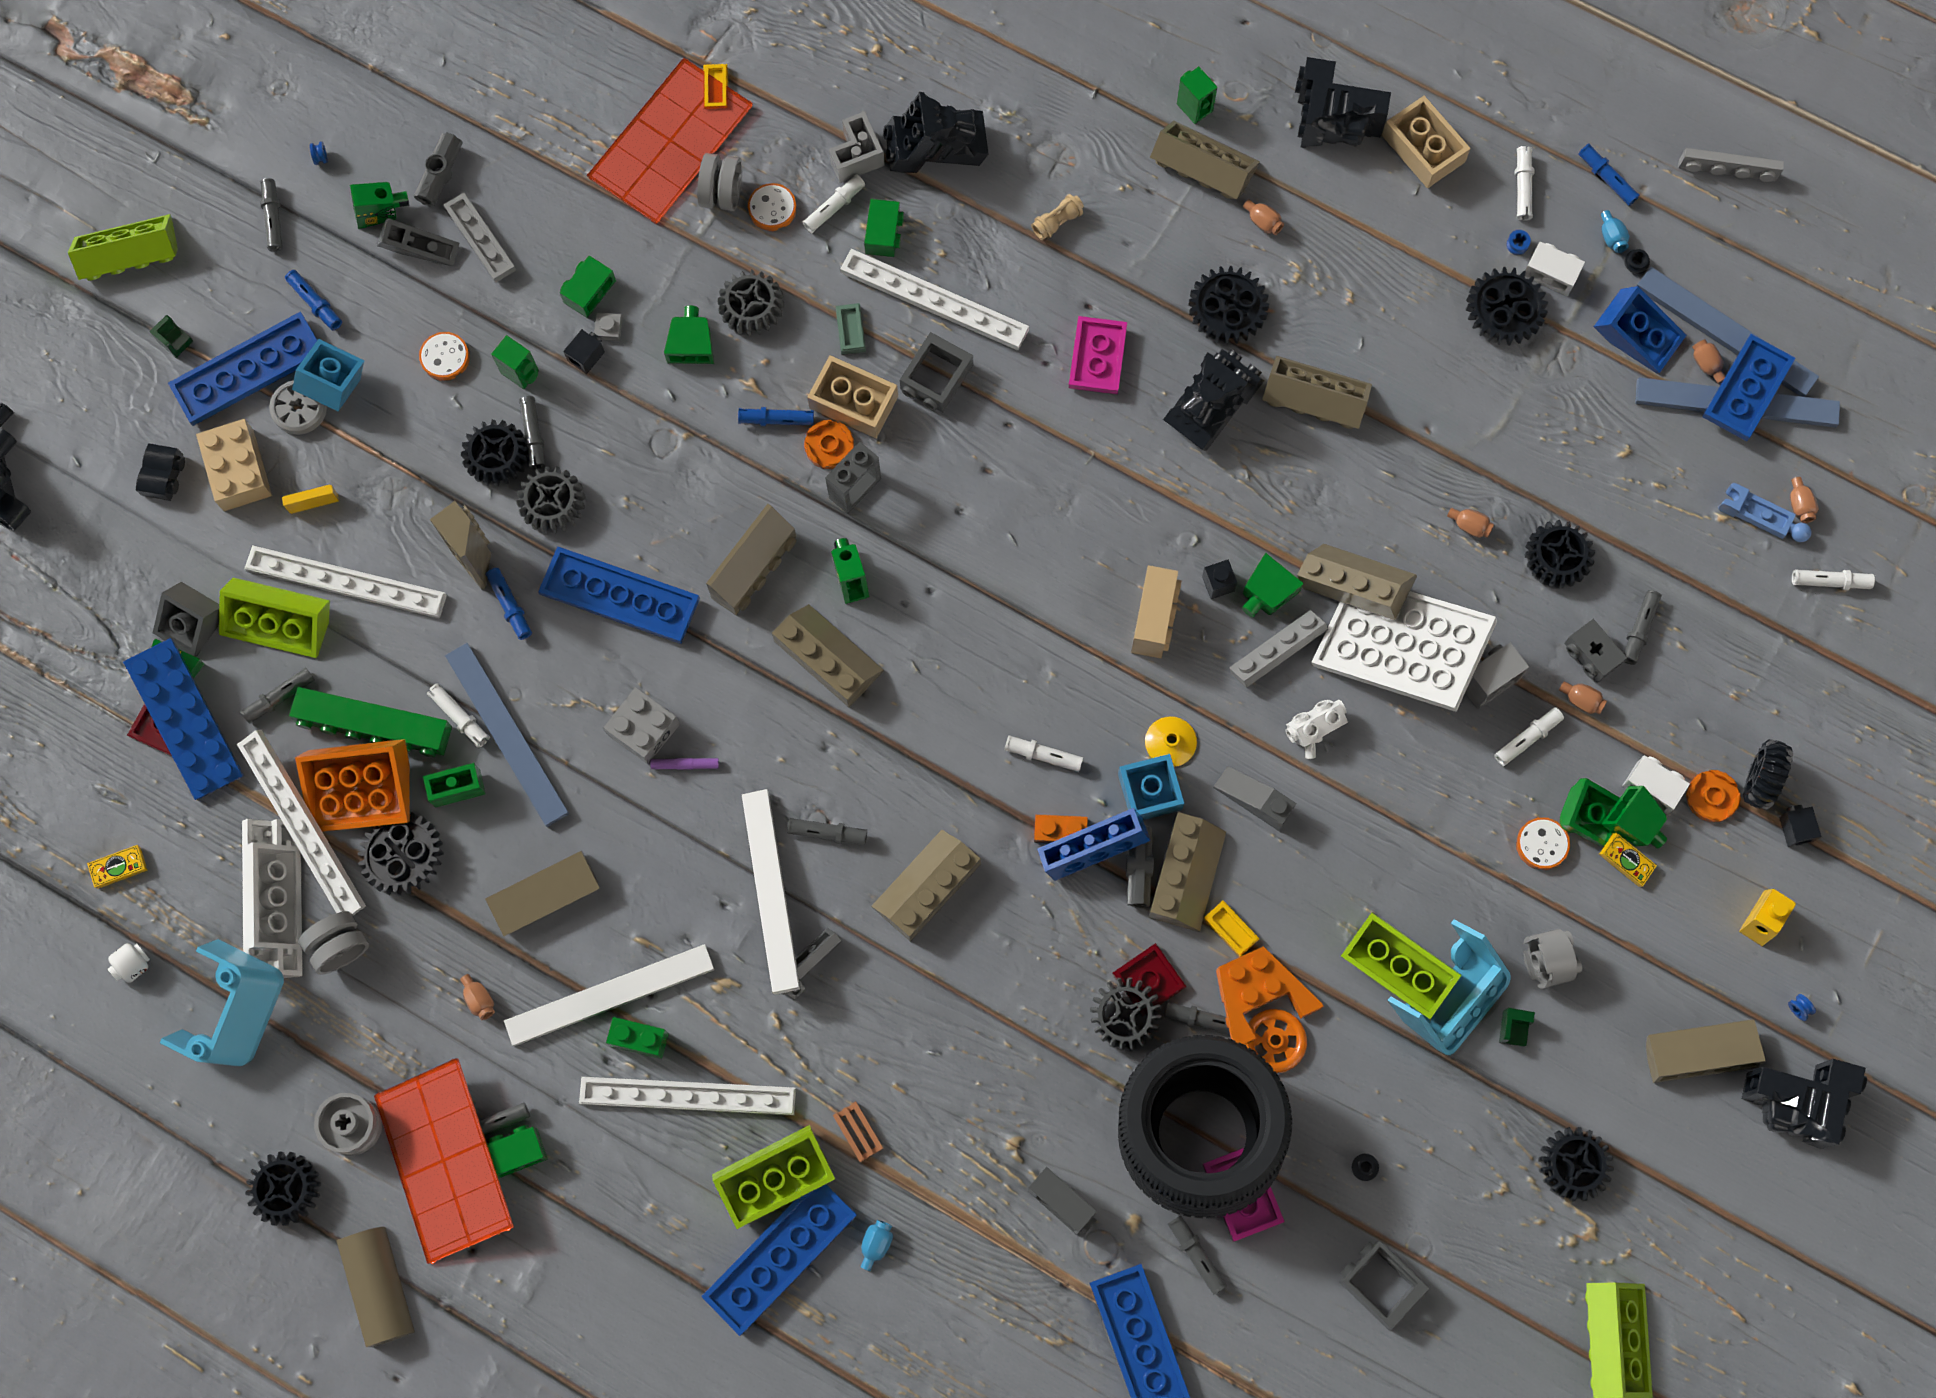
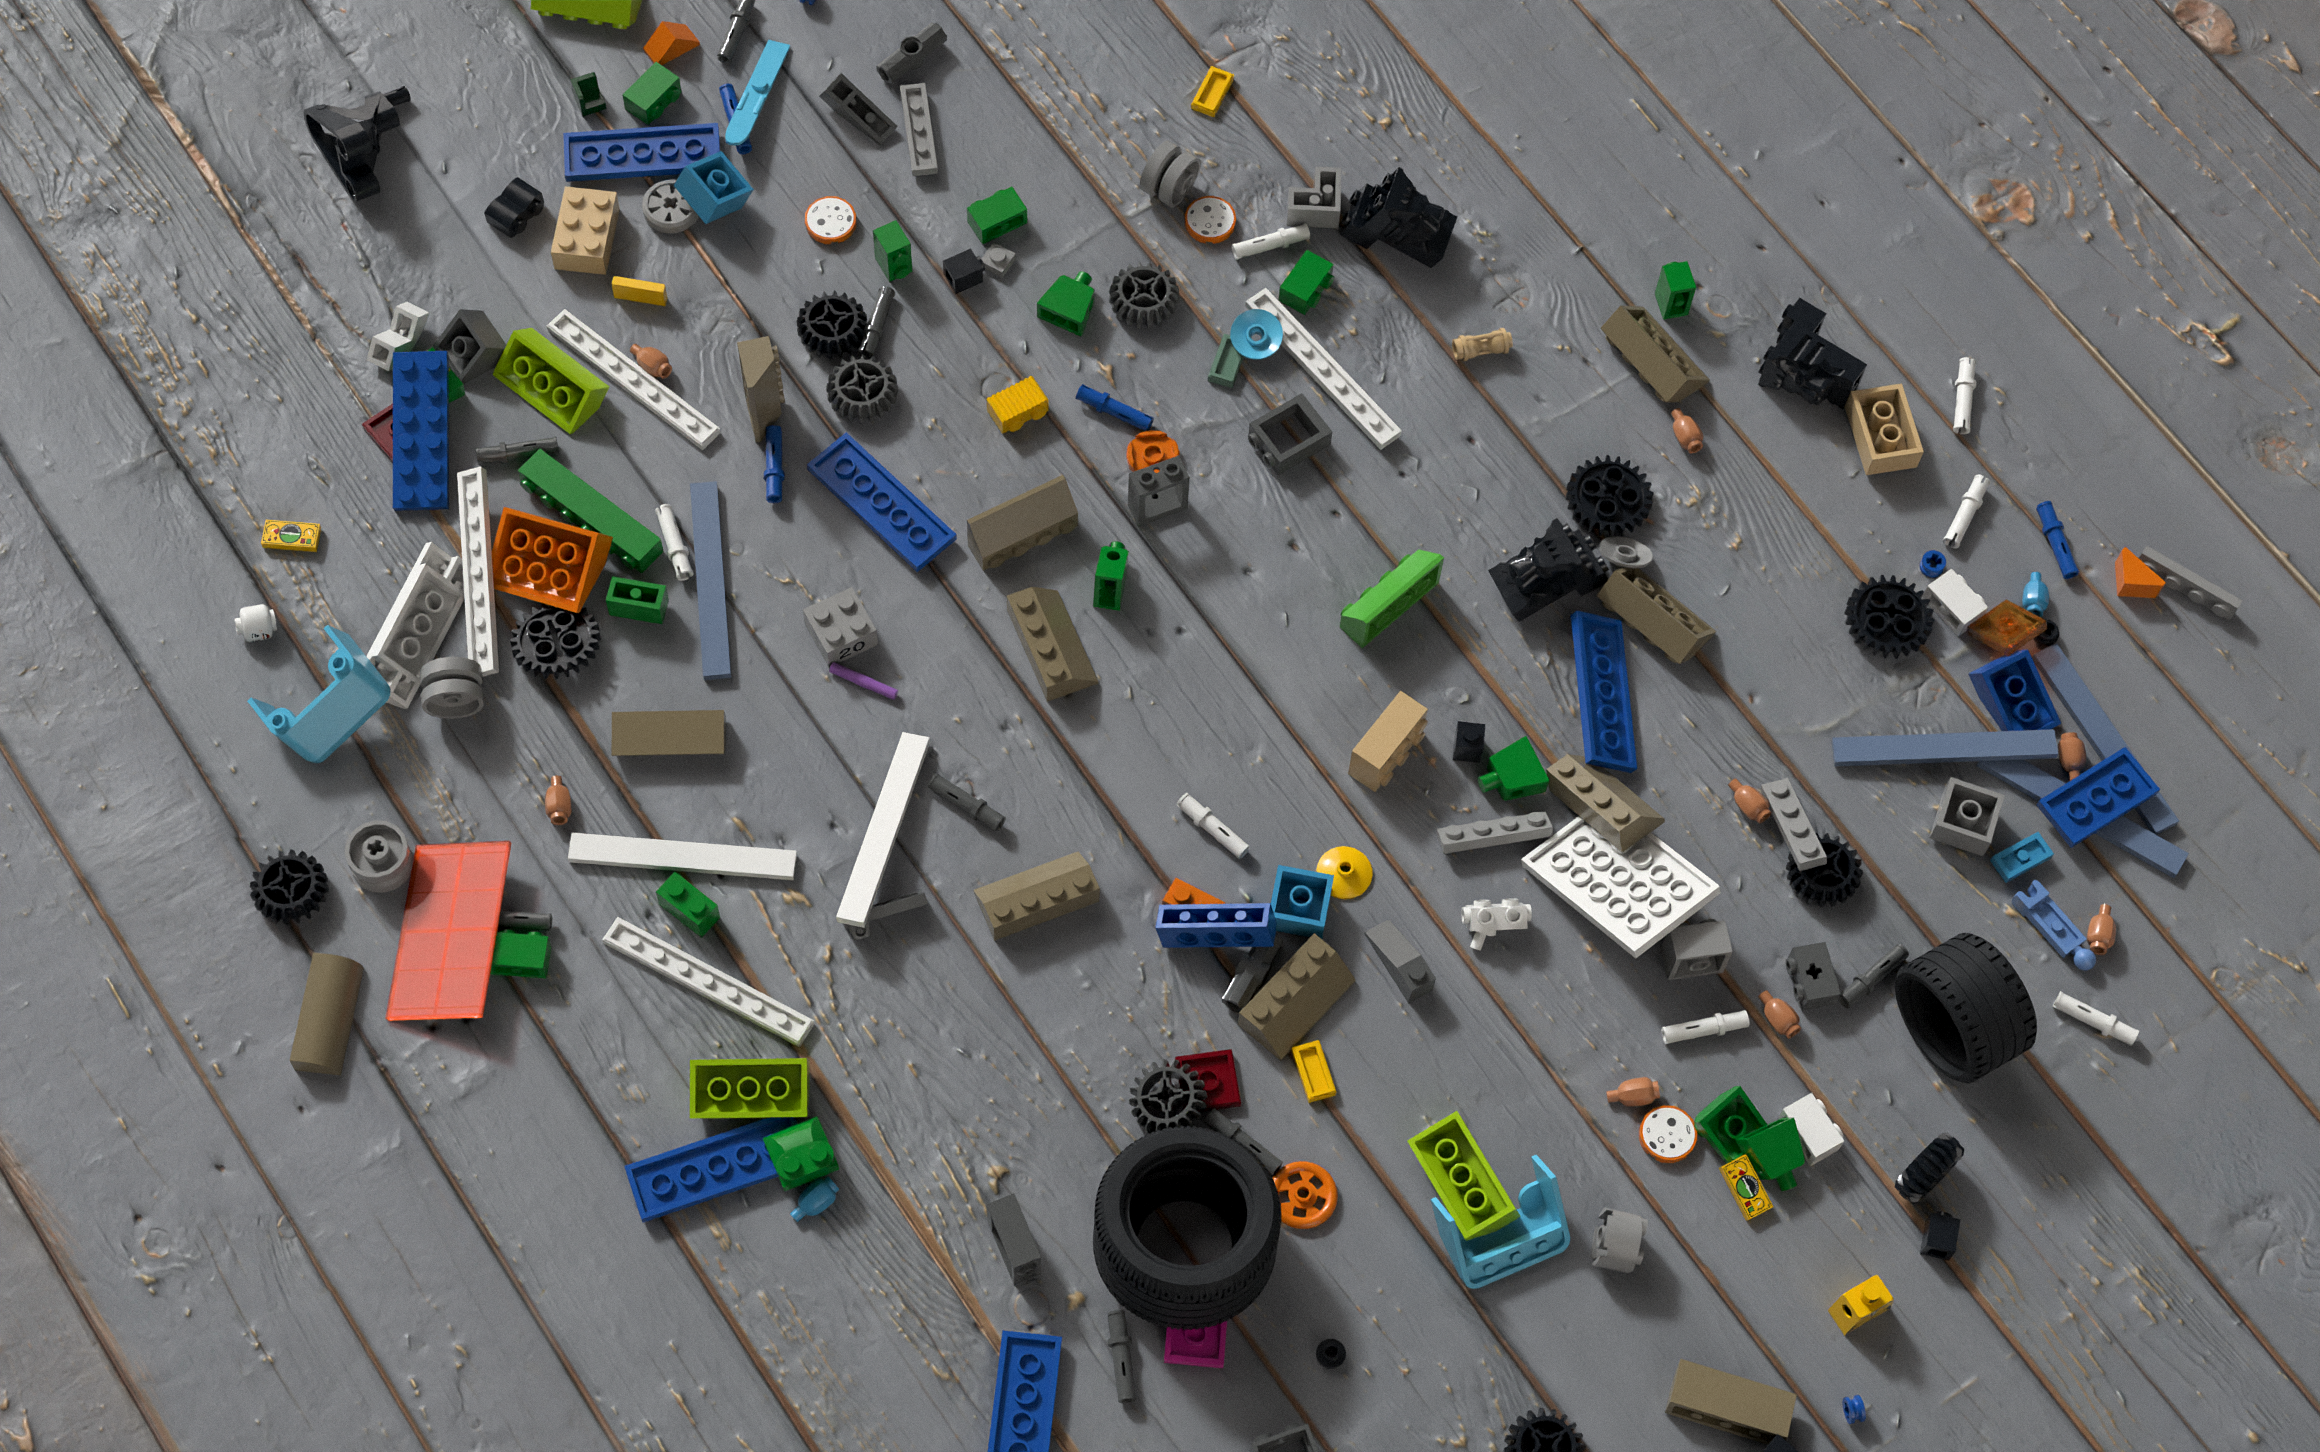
camera: 20 degrees right, 10 degrees down
(119, 640) = (403, 334): none -> white brick
(219, 254) = (670, 42): none -> orange slope
(228, 309) = (652, 93): none -> green brick
(320, 268) = (756, 92): none -> medium azure piece
(354, 558) = (652, 361): none -> nougat plant
(376, 203) = (837, 55): green torso -> none
(668, 140) = (1130, 121): clear red piece -> none
(692, 453) = (1017, 405): none -> yellow brick
(845, 1212) = (801, 1153): none -> green slope
(846, 1112) = (850, 1066): nougat tile -> none
(853, 396) = (1197, 420): tan brick -> none
(864, 283) = (1256, 322): none -> medium azure dish
(1093, 479) = (1391, 596): none -> bright green slope
(1097, 355) = (1456, 486): dark pink plate -> none
(1255, 982) = (1312, 1129): orange wing -> none
(1266, 349) = (1625, 552): none -> light grey dish
(1308, 482) = (1603, 692): none -> blue plate
(1470, 71) = (1965, 385): none -> white pin
(1500, 821) = (1635, 1092): none -> nougat plant
(1515, 1026) = (1551, 1292): dark green panel -> none
(1519, 527) = (1794, 824): none -> light grey plate
(1605, 401) = (1944, 747): none -> sand blue tile
(1607, 272) = (2007, 627): none -> clear orange plate
(1653, 454) = (1967, 816): none -> light grey brick
(1686, 178) = (2135, 577): none -> orange slope
(1710, 467) = (2022, 857): none -> dark azure plate
(1713, 796) = (1866, 1169): orange tile -> none
(1740, 626) = (1966, 1007): none -> black tyre

